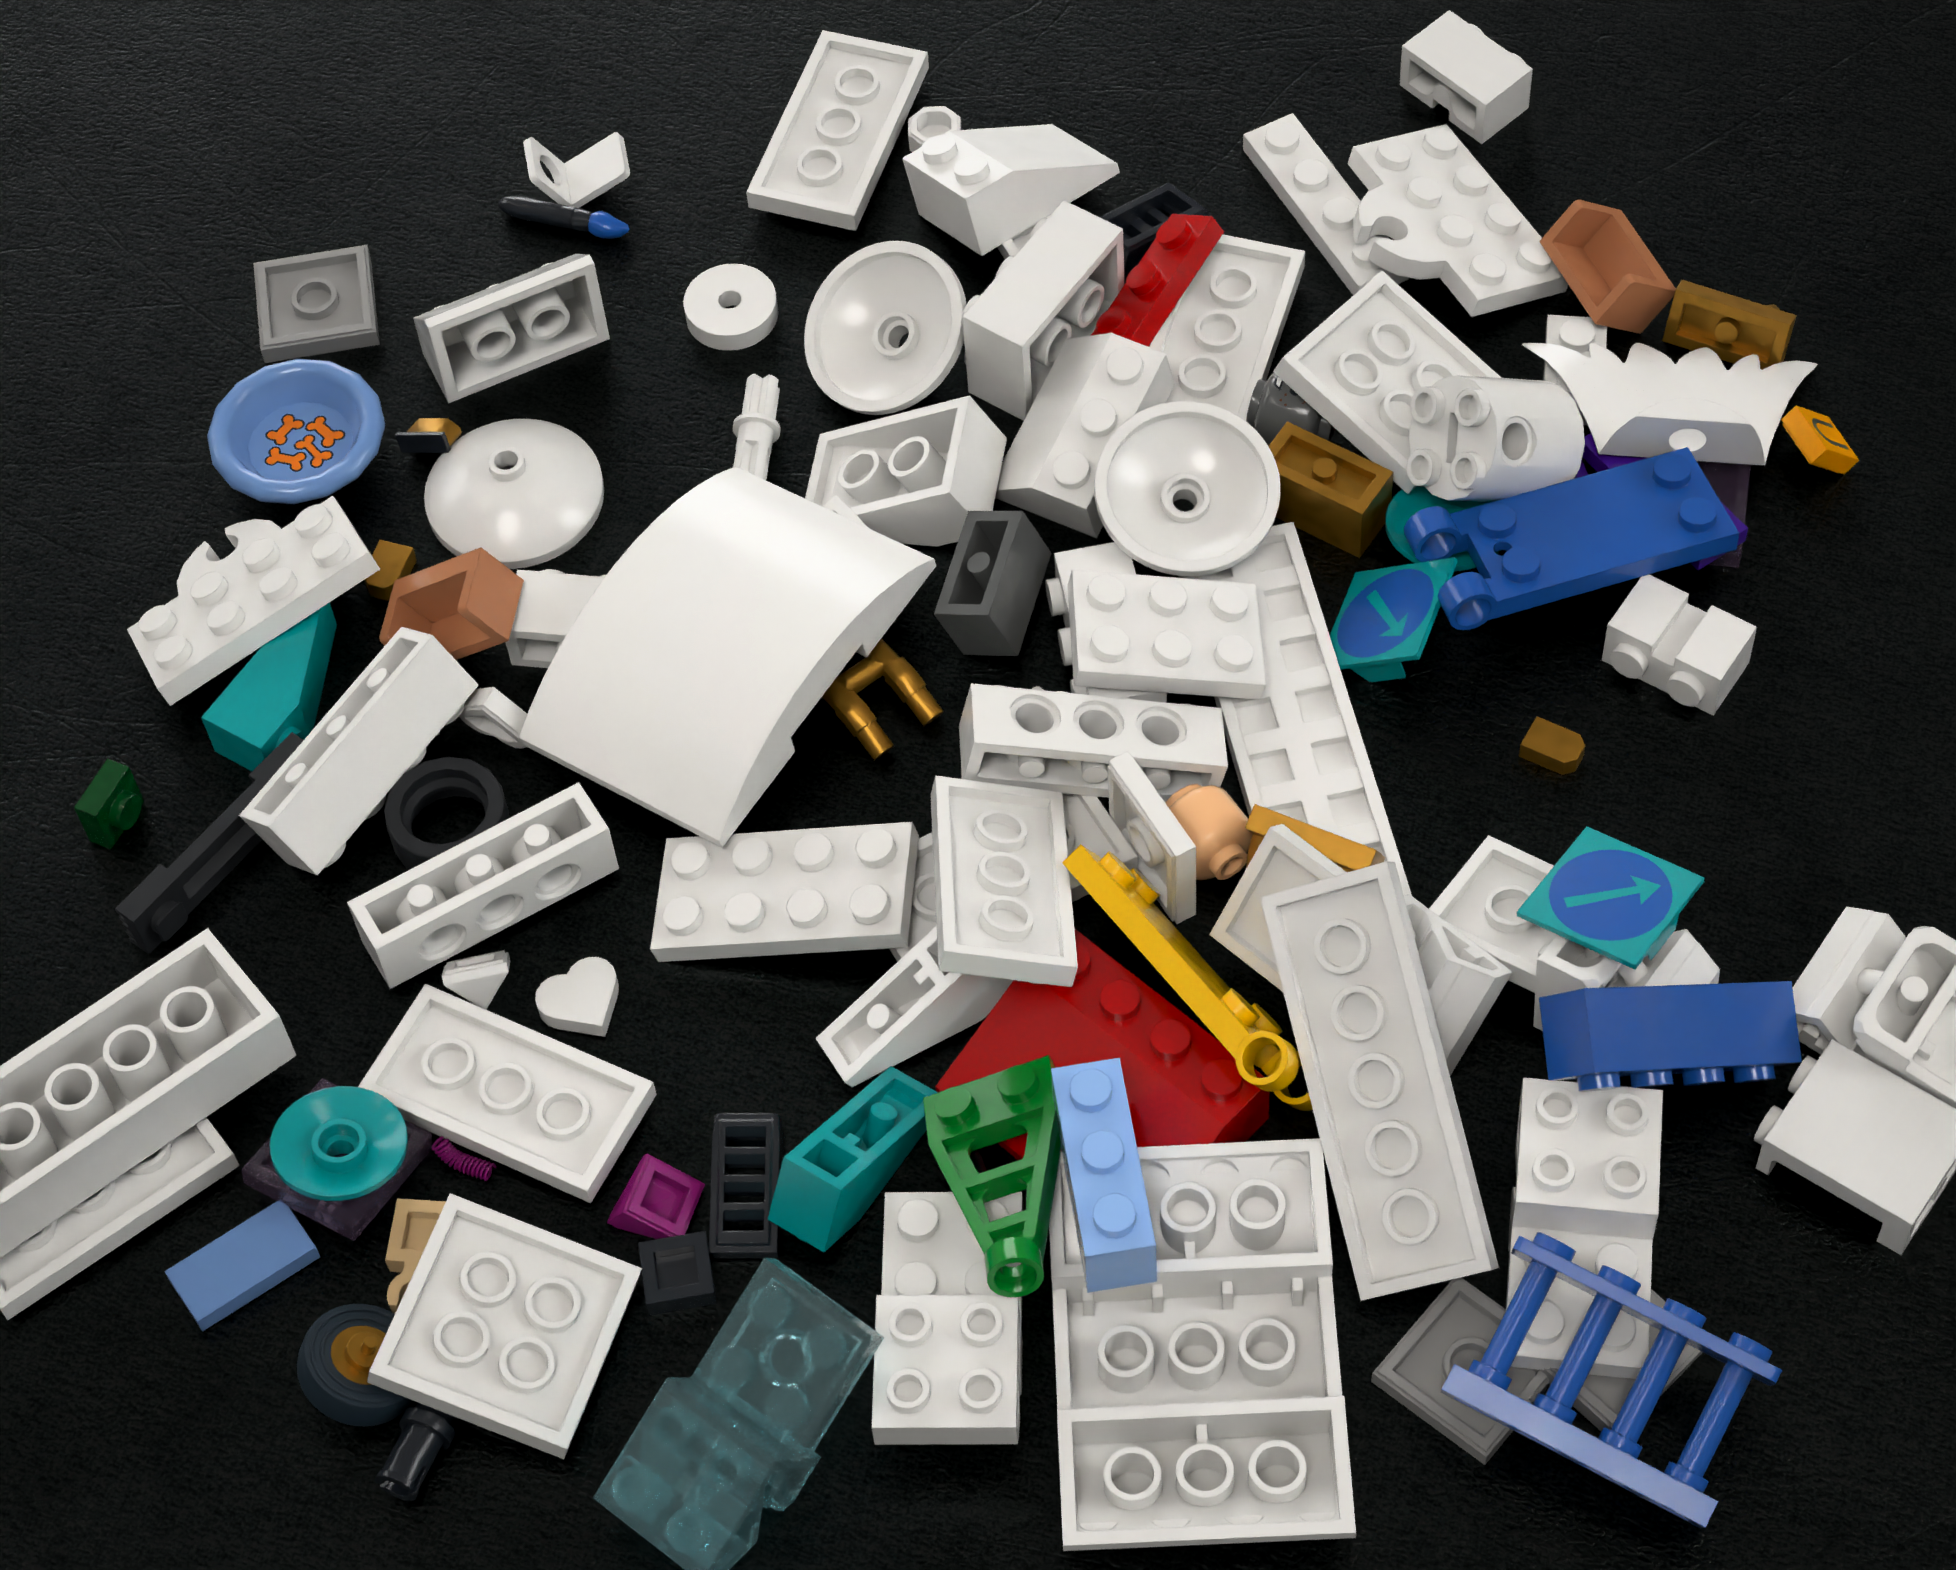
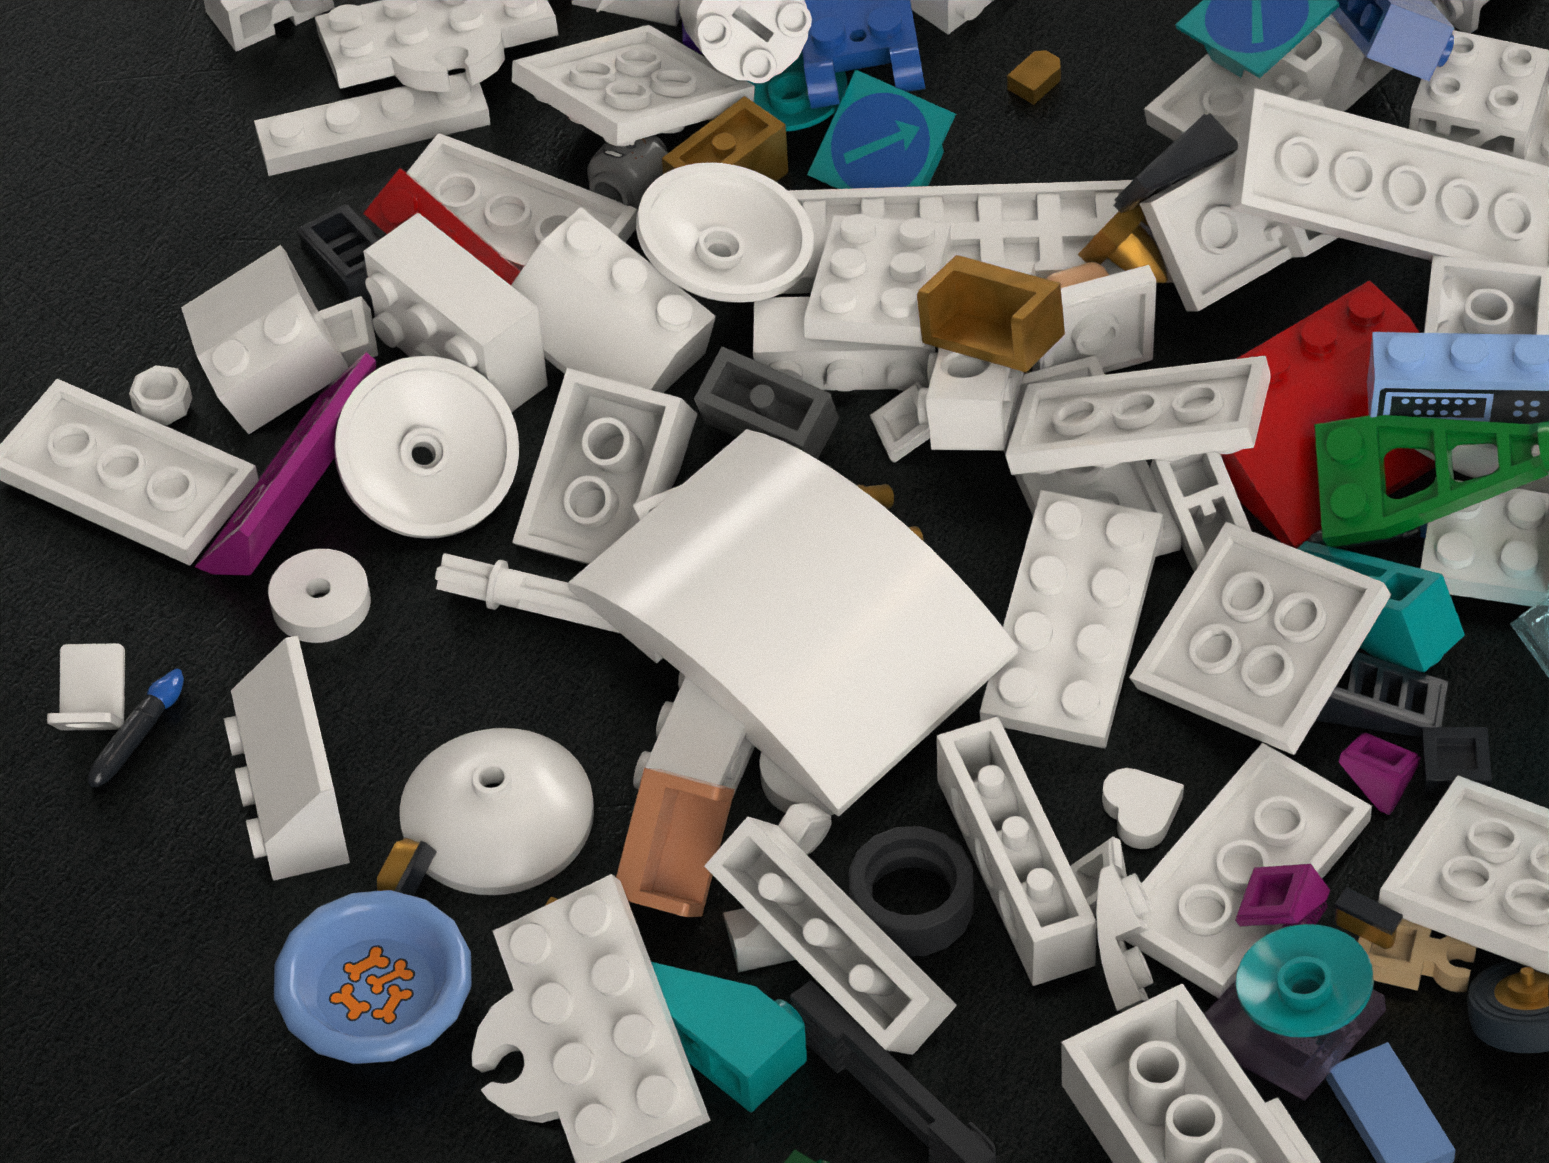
camera: 80 degrees left, 5 degrees down
(316, 304) = (168, 969): light grey tile -> none
(375, 983) = (1119, 917): none -> white slope
(431, 1195) = (1367, 918): none -> black piece
(451, 1119) = (1281, 895): none -> magenta slope
(765, 1050) = (1260, 637): none -> white plate
(826, 238) = (284, 481): none -> magenta slope
(1089, 715) = (991, 313): none -> pearl gold panel
(1240, 1027) = (1255, 316): yellow hinge -> none
(1337, 842) = (1195, 149): none -> black slope

